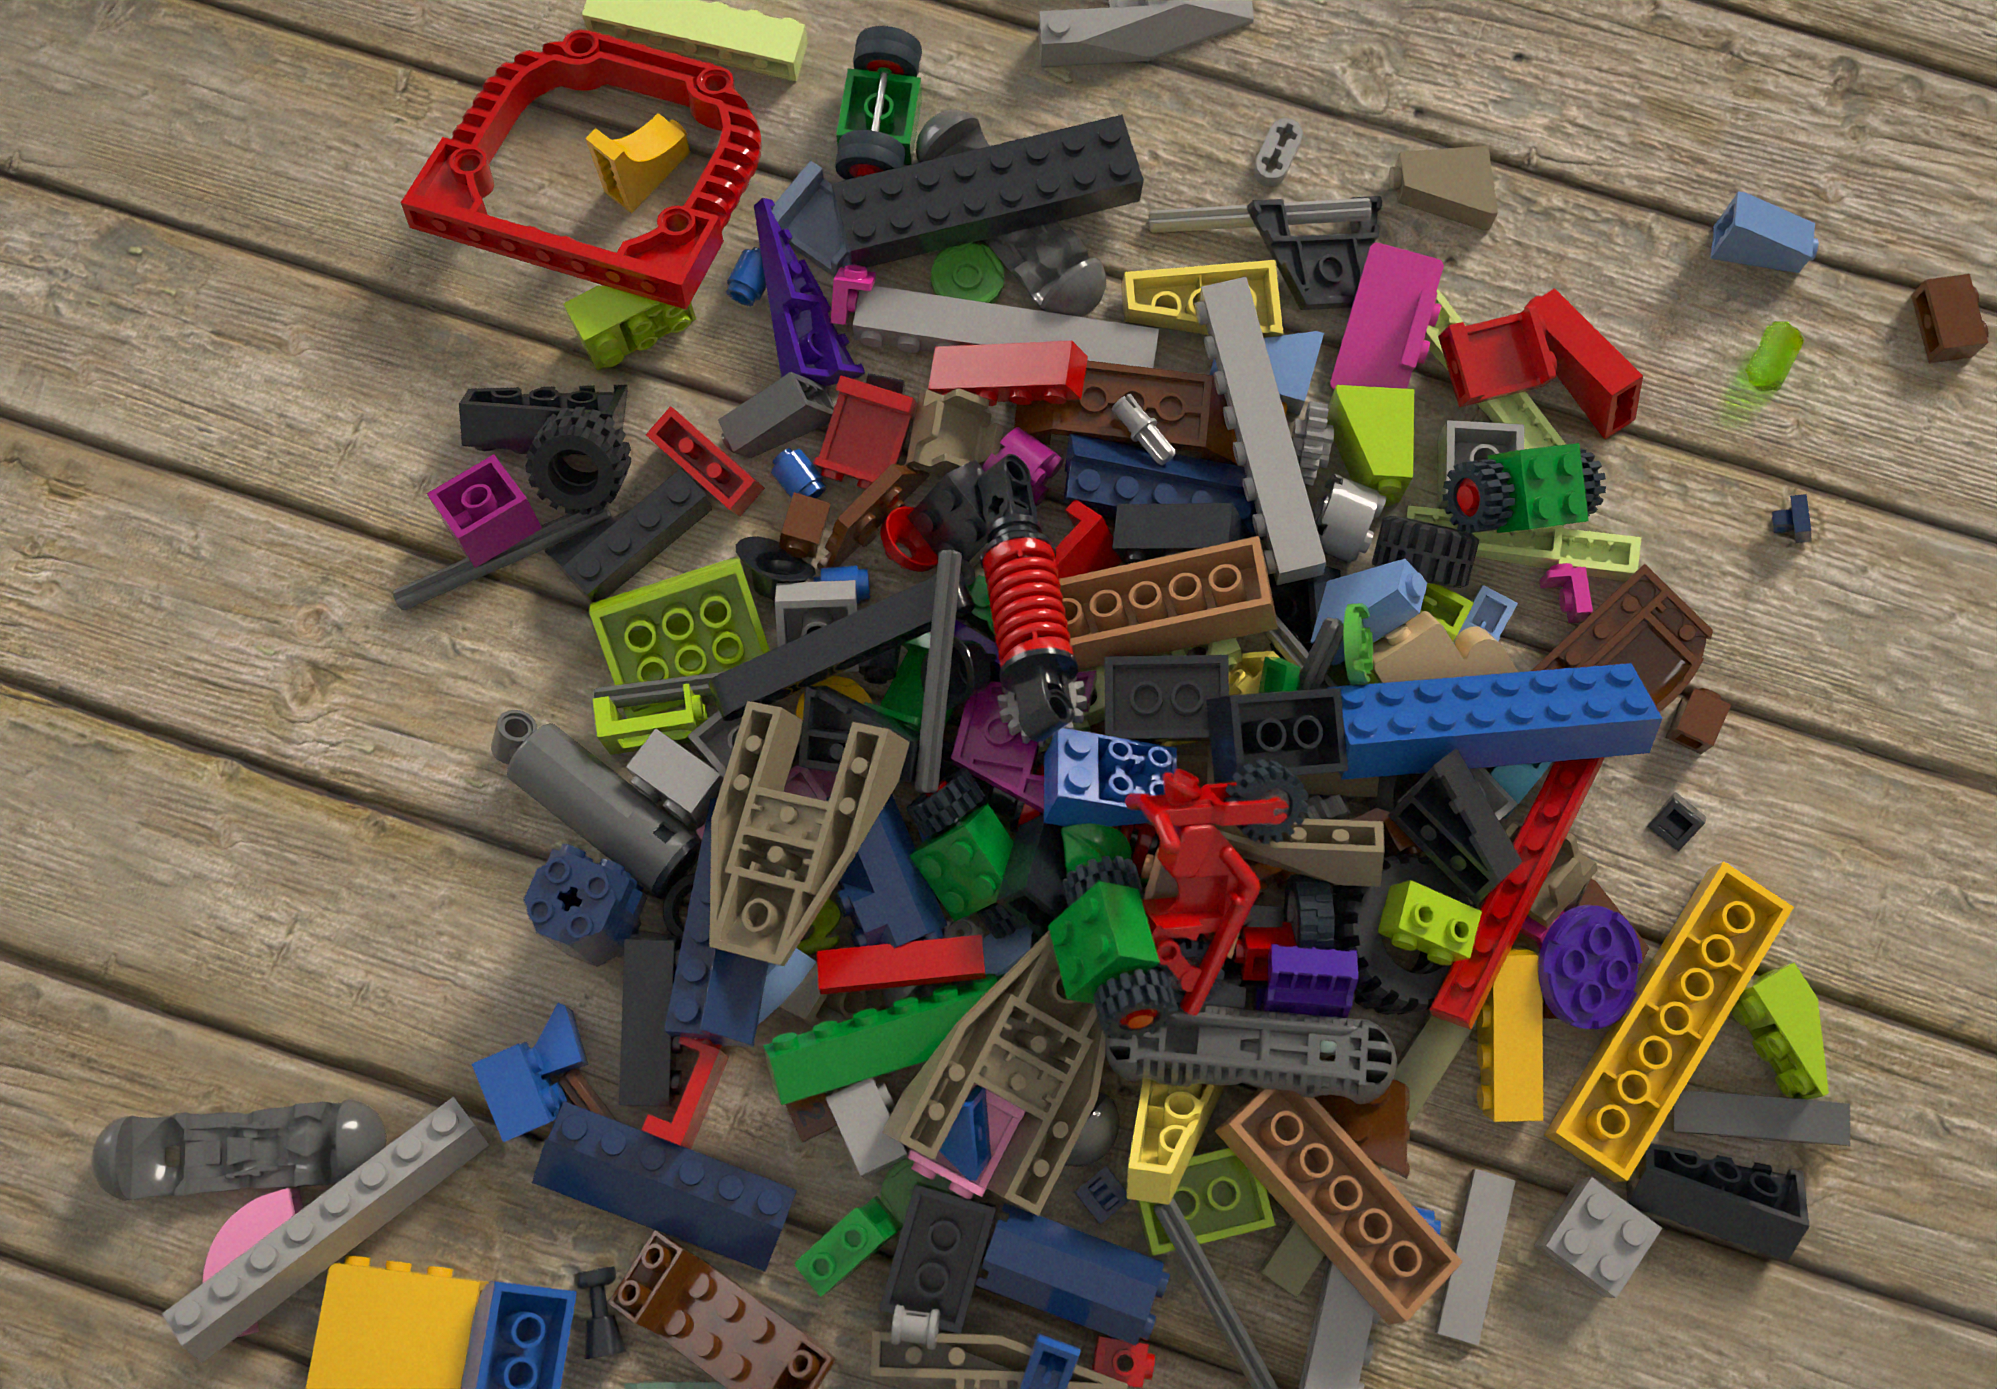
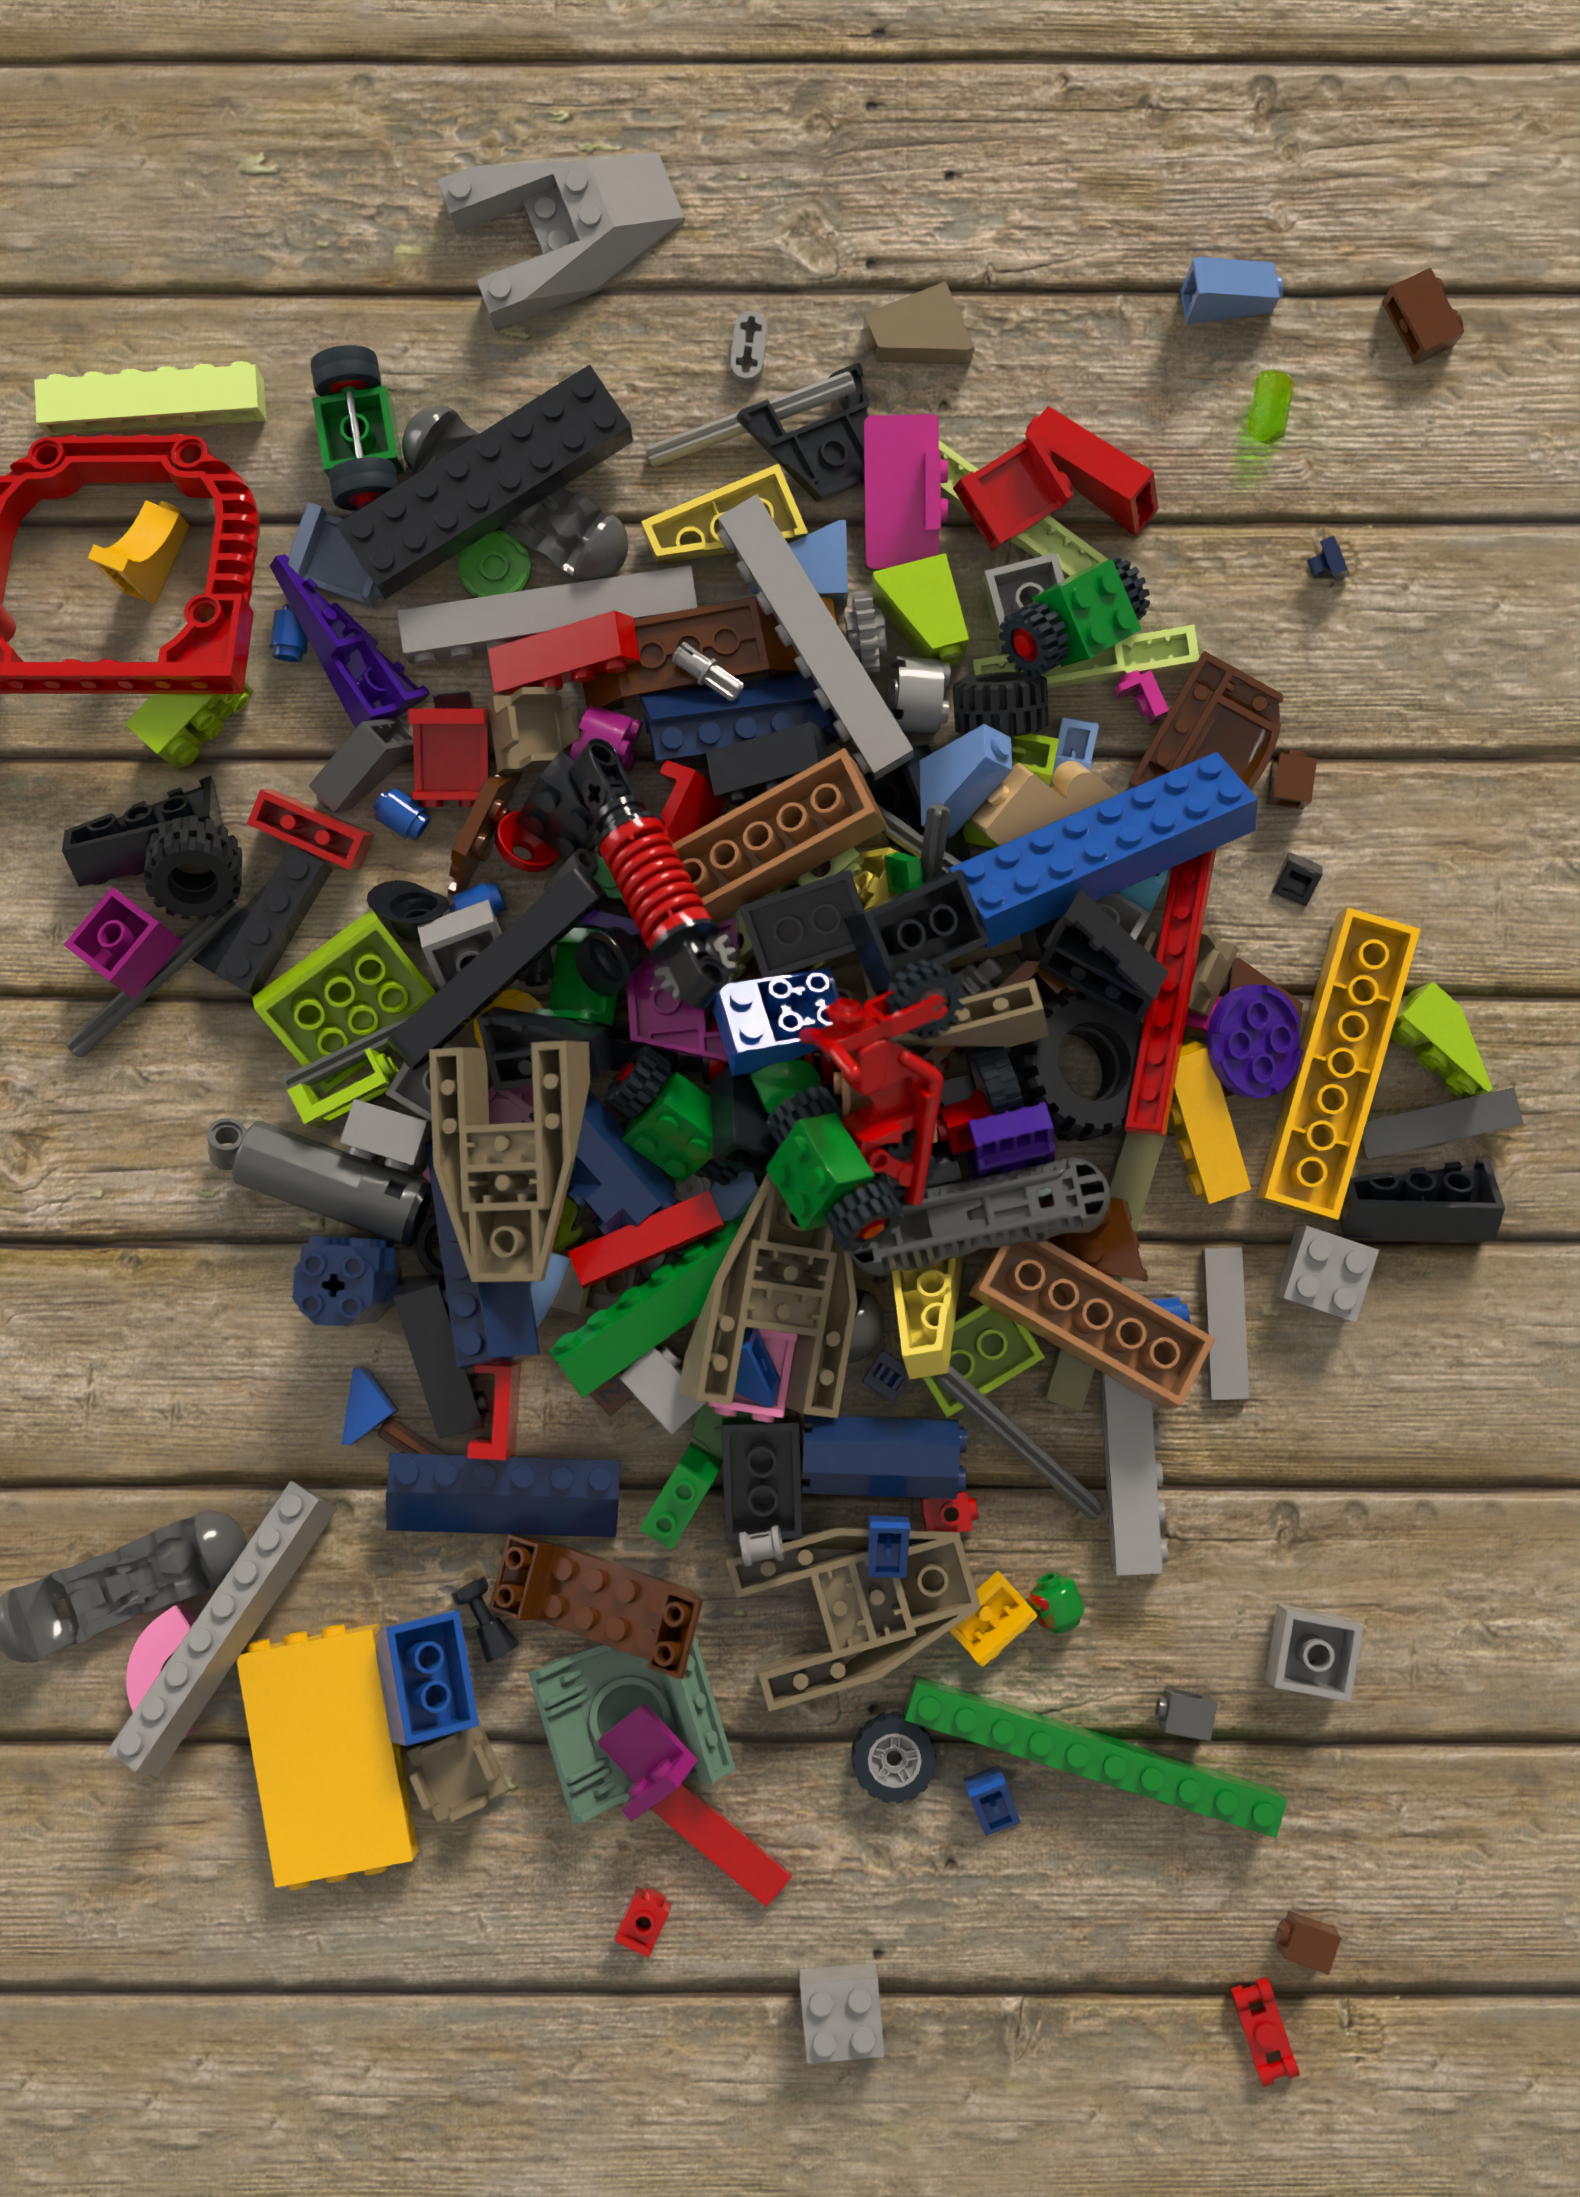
camera: 15 degrees left, 10 degrees up
(516, 1090) = (345, 1459): blue brick -> none
(804, 526) = (423, 861): reddish brown brick -> none
(844, 297) = (385, 617): dark pink bracket -> none
(938, 671) = (592, 966): dark grey axle -> none
(1357, 644) = (964, 819): bright green tile -> none
(1429, 922) = (1102, 1053): lime brick -> none

